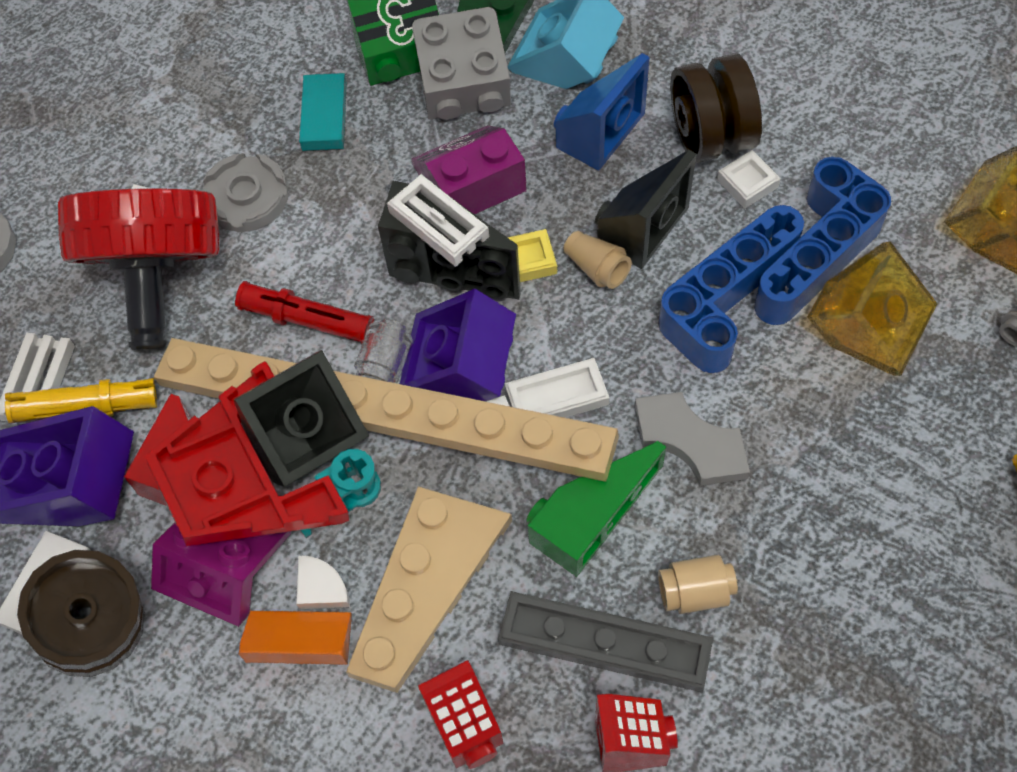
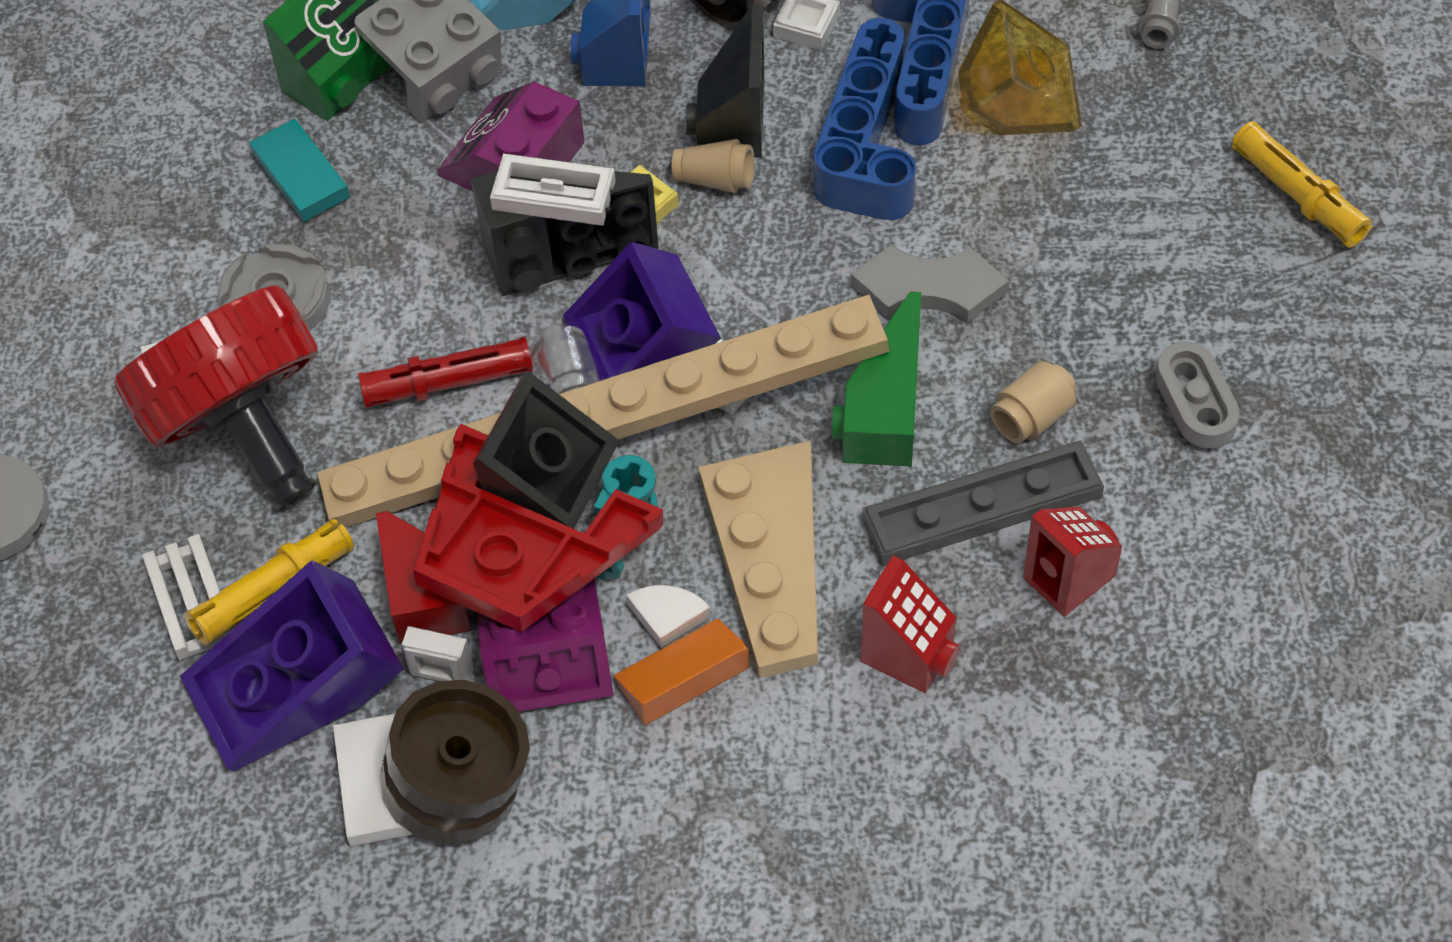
camera: 35 degrees left, 5 degrees down
(138, 519) = (437, 655): none -> white tile
(560, 390) = (775, 299): white tile -> none
(833, 658) = (1200, 399): none -> light grey plate

